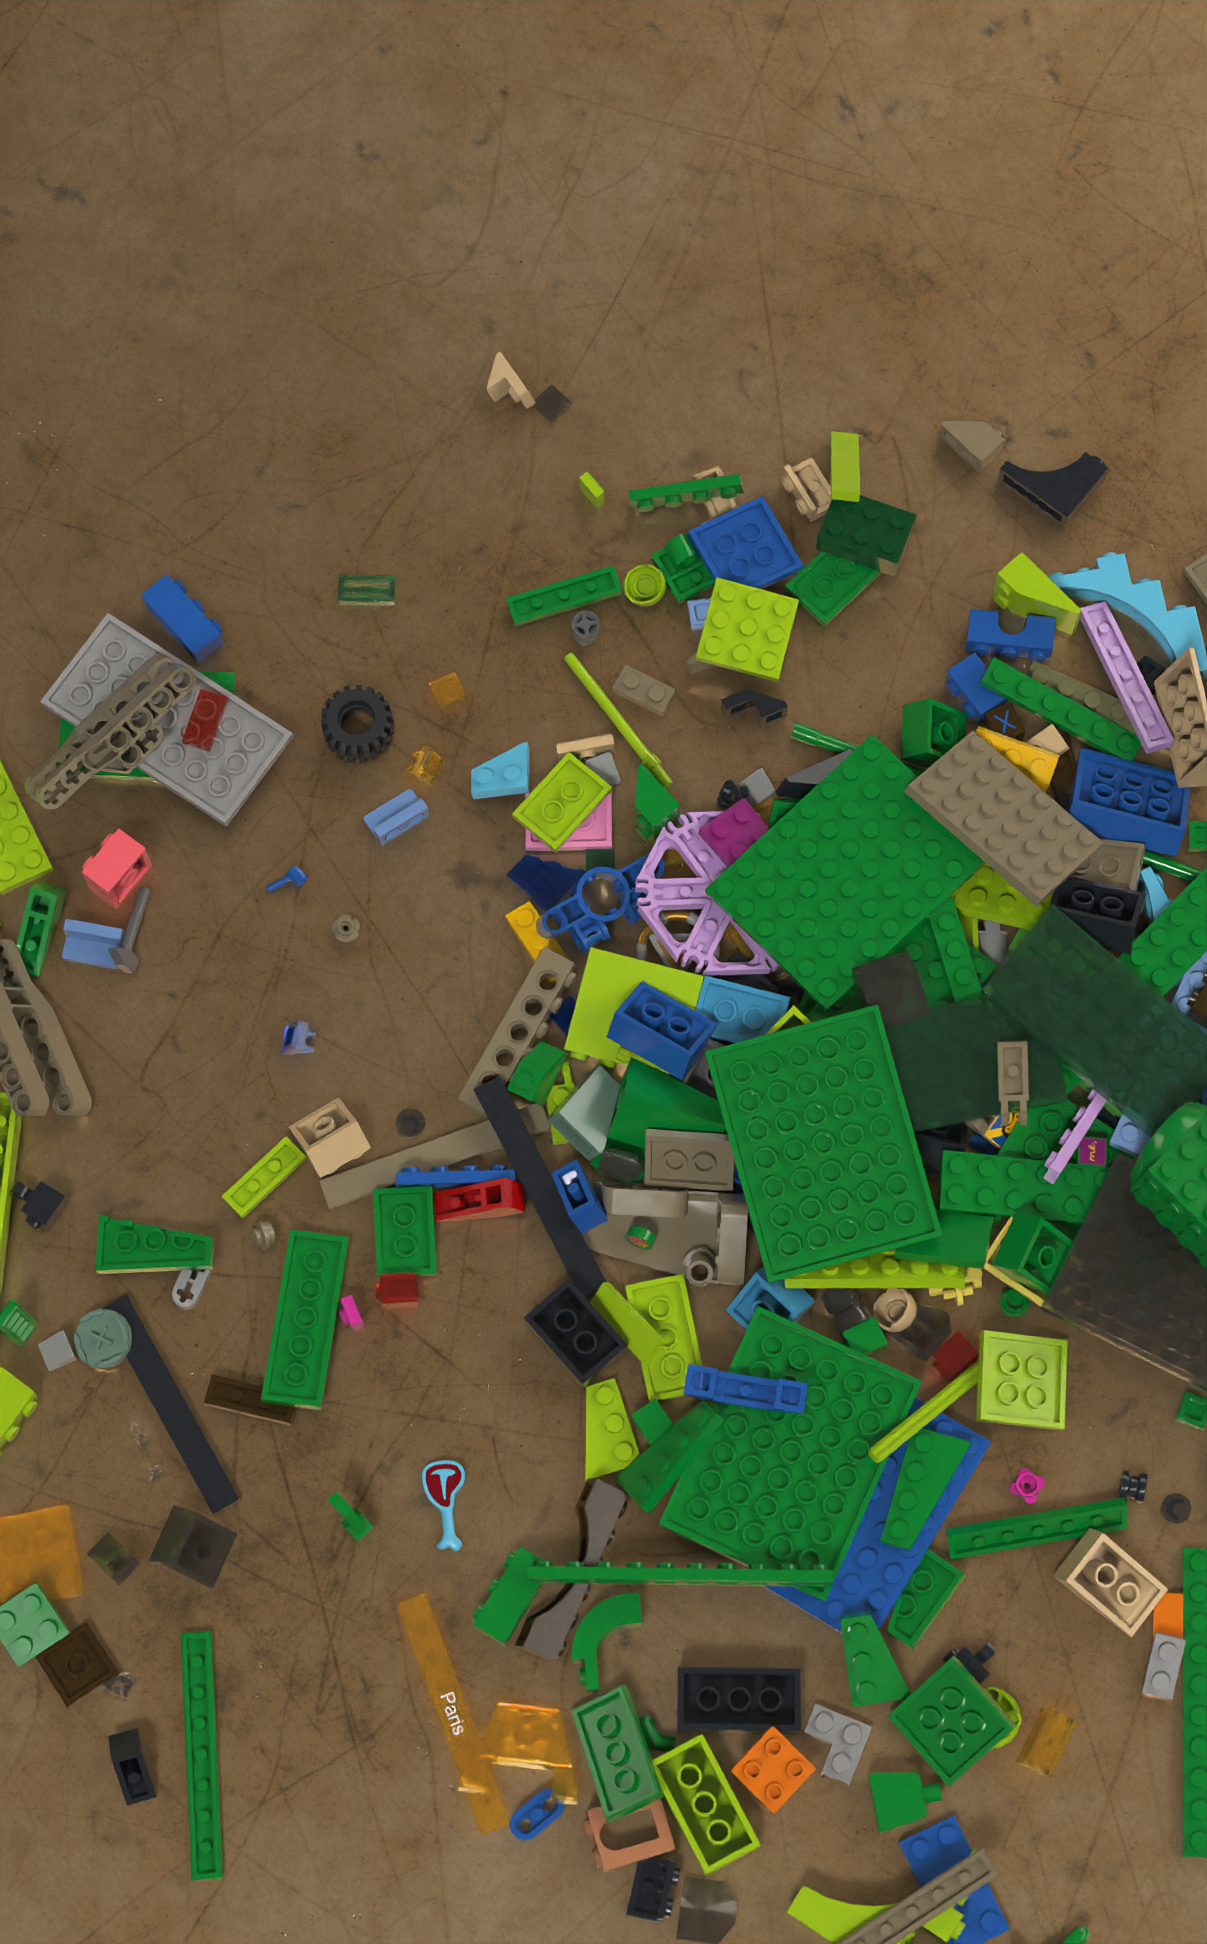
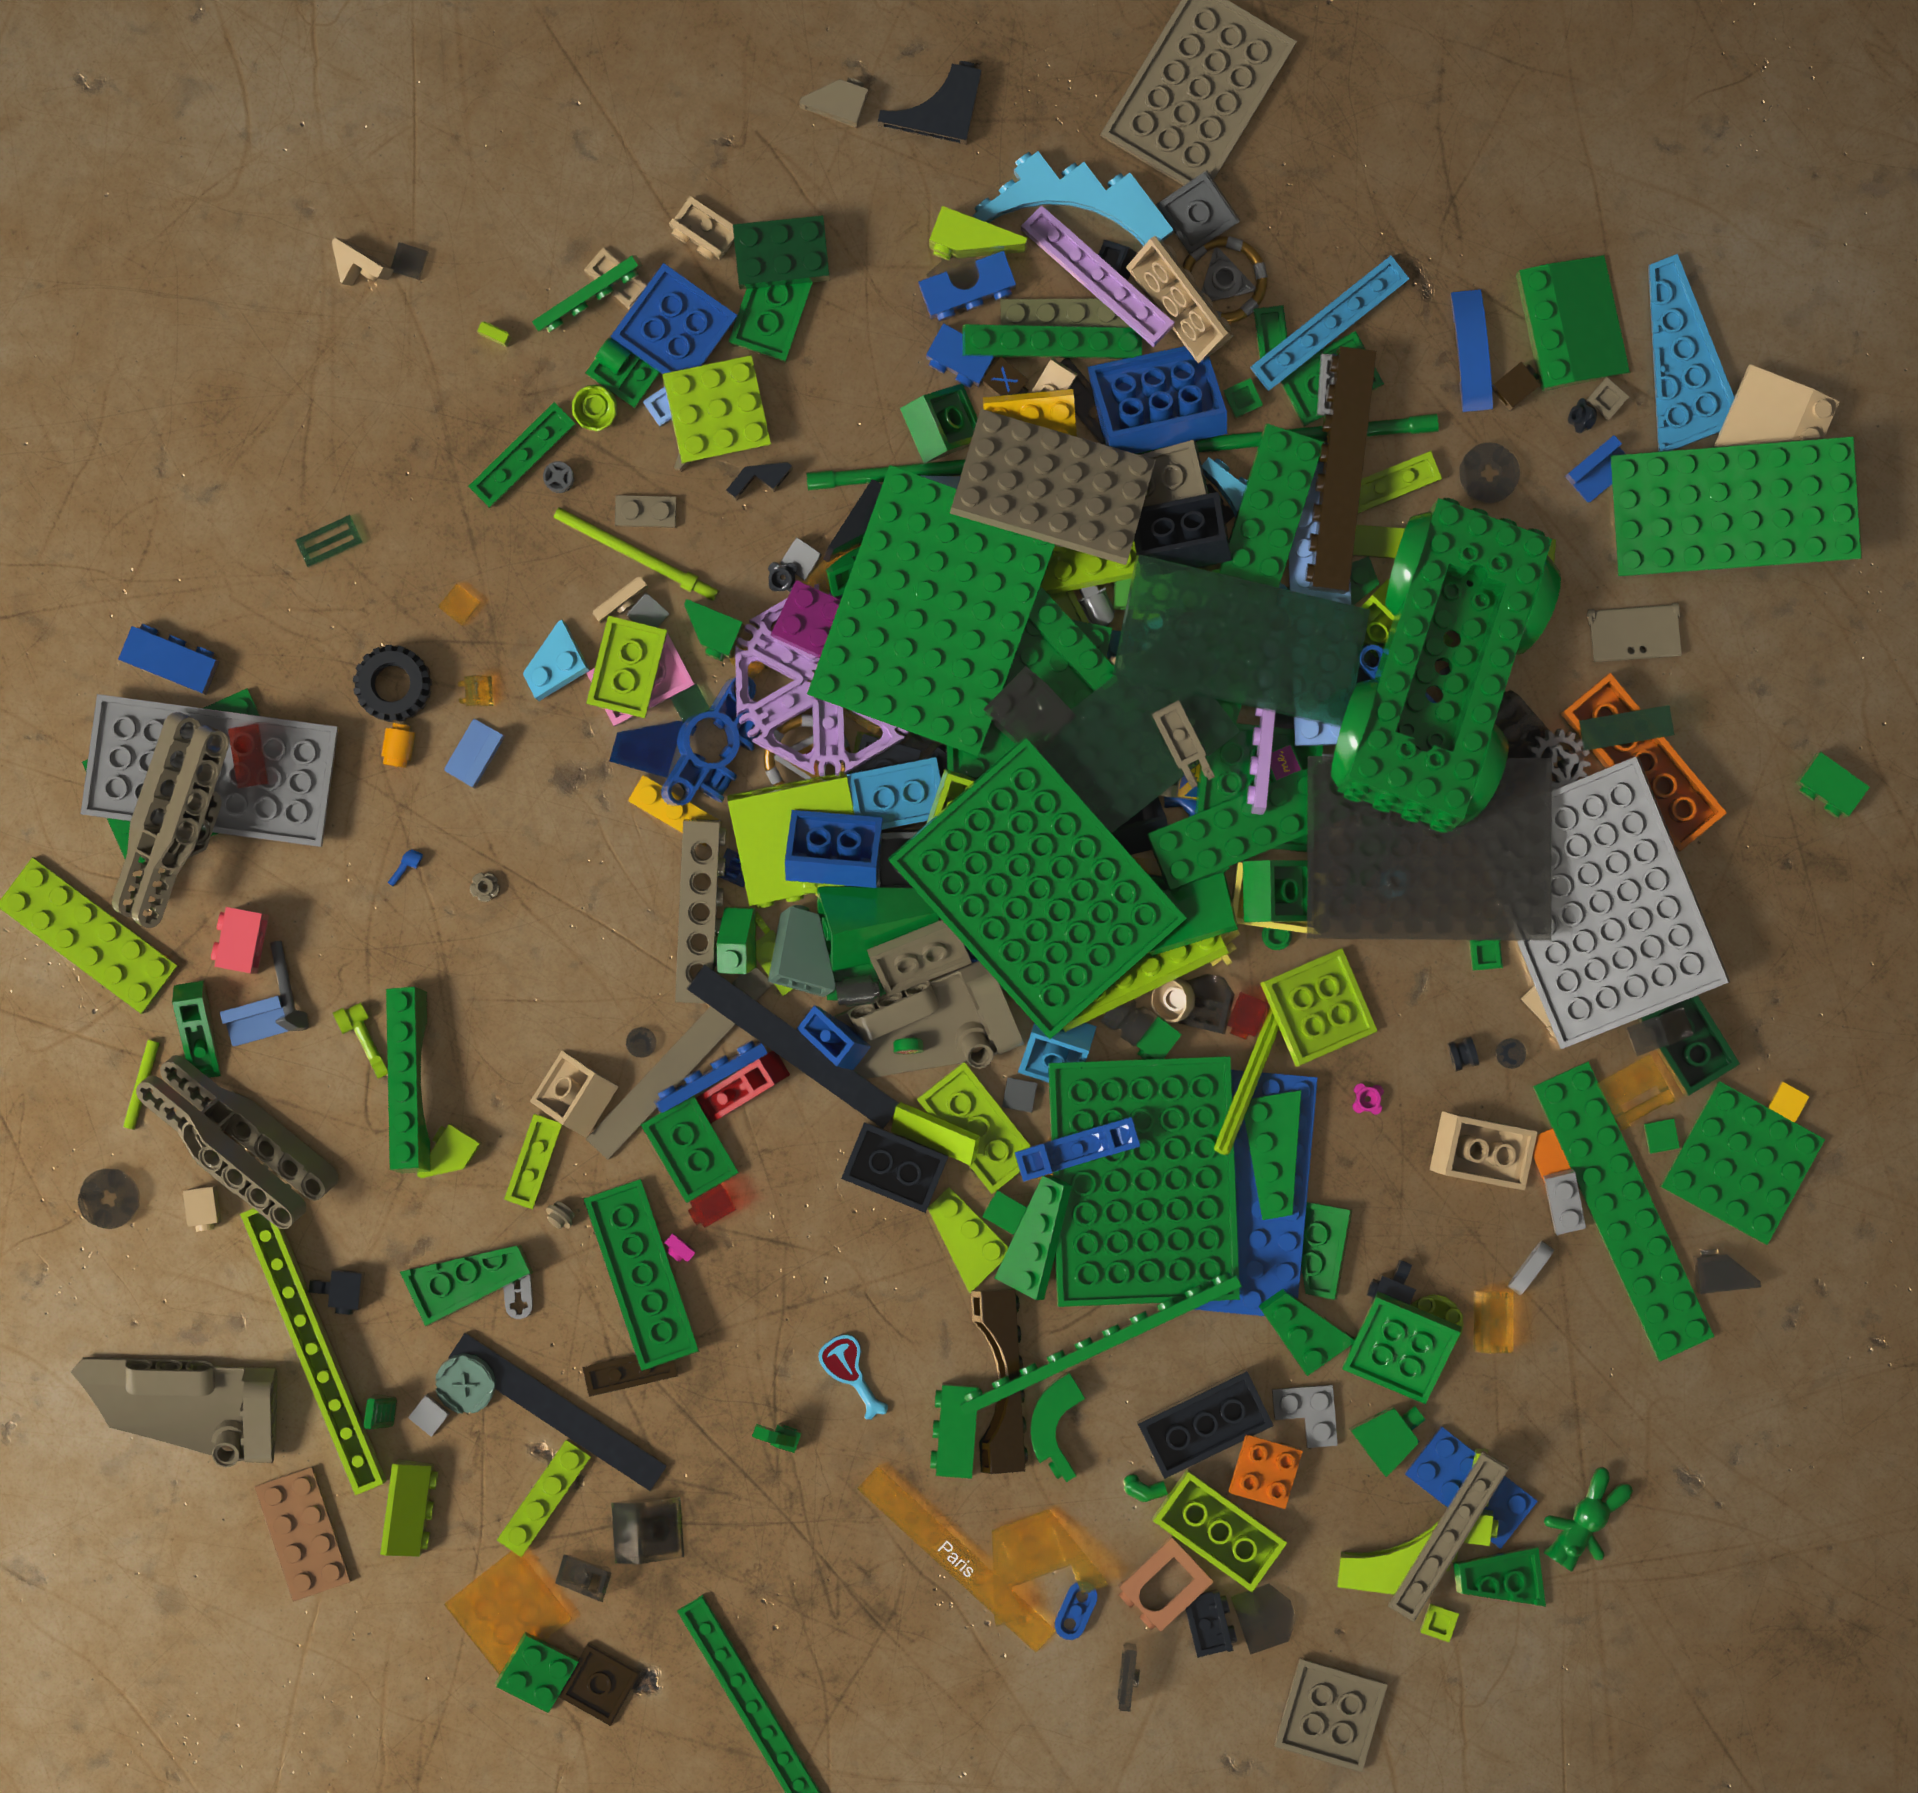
camera: 30 degrees left, 15 degrees up
(116, 1473) = (543, 1498): none -> lime plate
(132, 1766) = (696, 1748): black slope -> none
(169, 1093) = (405, 1034): none -> green arch
(175, 983) = (353, 1019): none -> lime brick
(195, 1135) = (452, 1151): none -> lime slope
(295, 1038) = (493, 1016): clear blue tile -> none
(334, 777) = (397, 745): none -> light orange brick
(554, 1897) = (1128, 1677): none -> clear smoke plate
(617, 1753) = (1121, 1525): green tile -> none
(717, 1329) = (1019, 1095): none -> dark grey tile
(844, 466) = (728, 195): lime tile -> none
(1036, 1528) = (1395, 1135): green plate -> none
(1104, 1710) = (1530, 1268): none -> light grey beam

